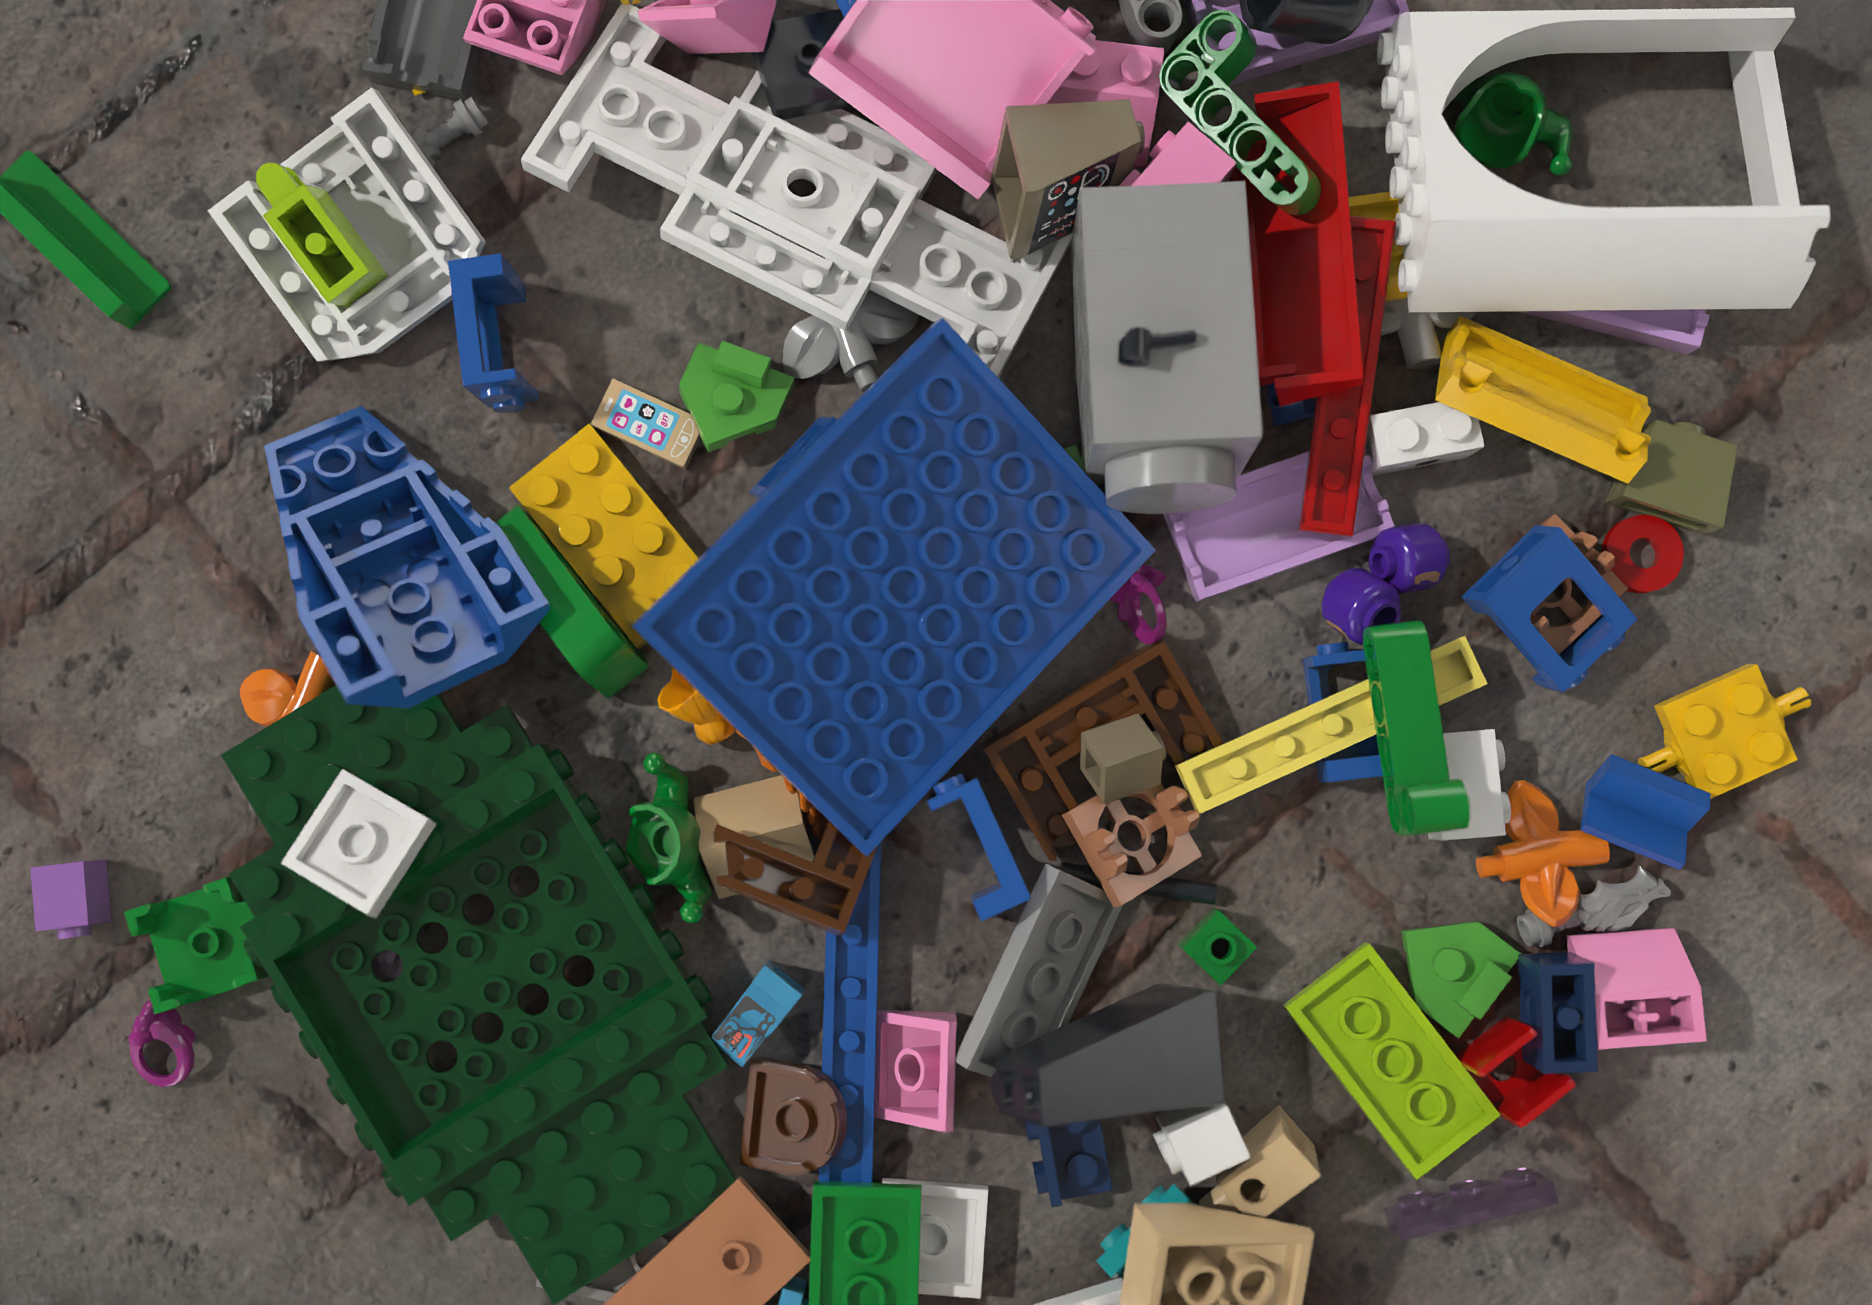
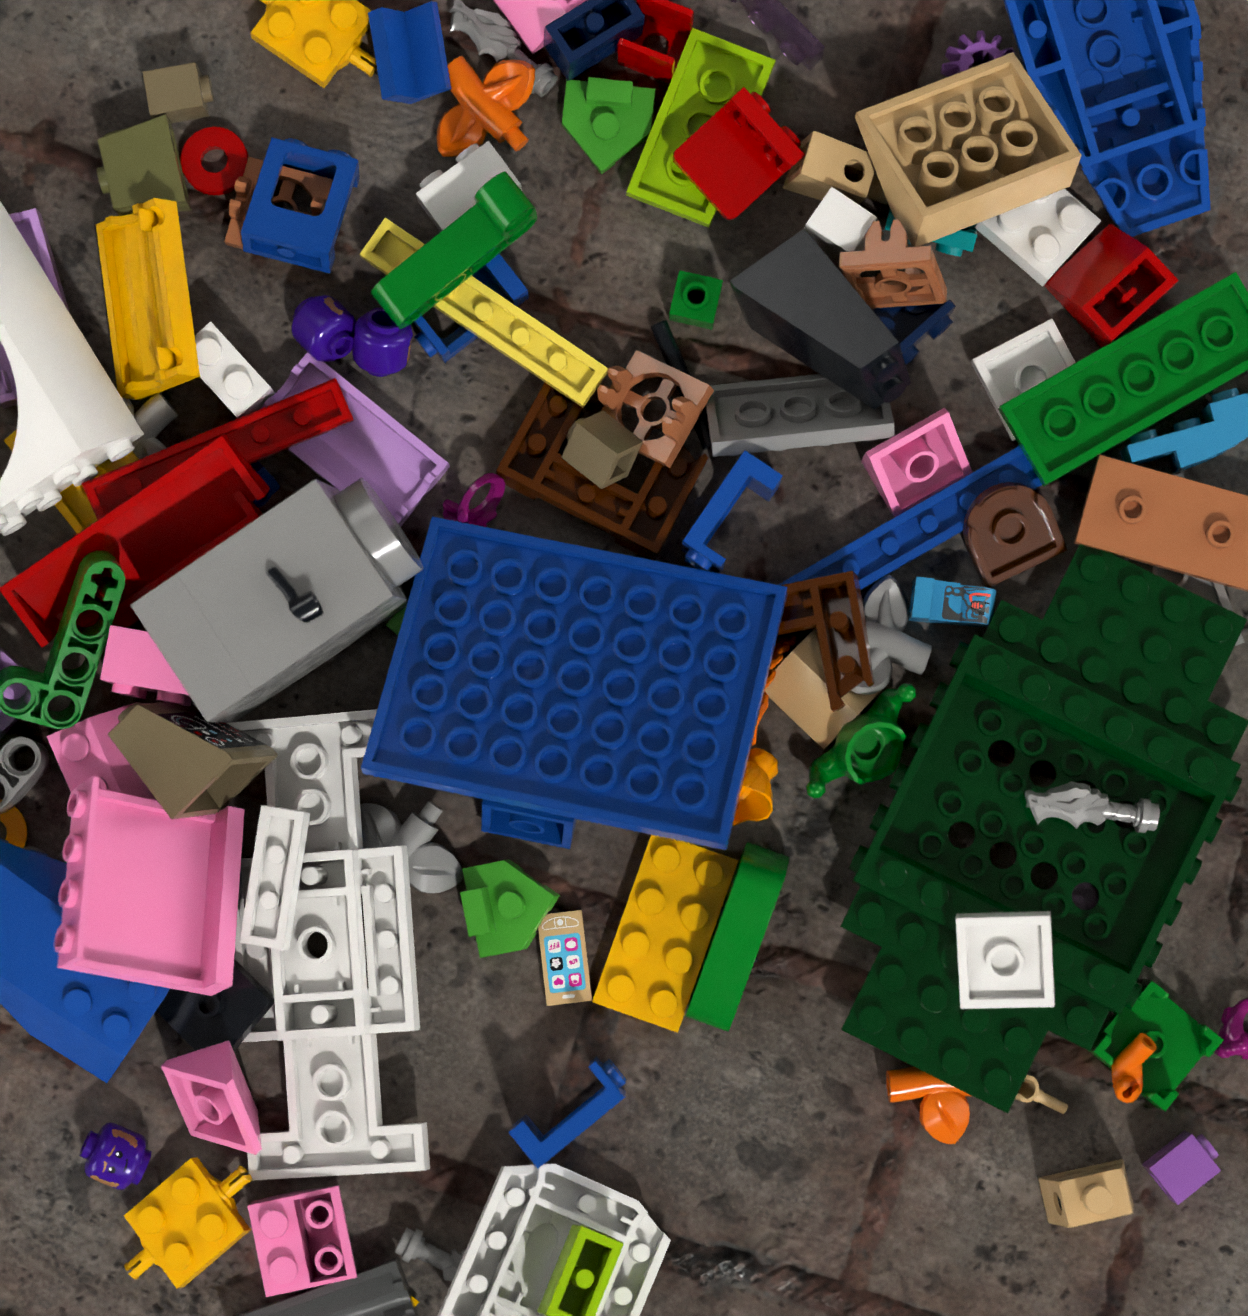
camera: 120 degrees left, 0 degrees up
(100, 786) = (1087, 1194): none -> tan torso
(192, 901) = (1127, 1068): none -> orange arm
(232, 797) = (1030, 1092): none -> tan hand
(394, 565) = (785, 1074): blue wedge -> none
(473, 1018) = (1081, 804): none -> light grey piece
(784, 940) = (885, 618): none -> light grey plant
(890, 180) = (274, 877): none -> white plate
(1111, 1154) = (893, 286): none -> nougat piece
(1342, 1082) = (738, 154): none -> red bracket
(1736, 556) = (178, 92): none -> dark tan brick

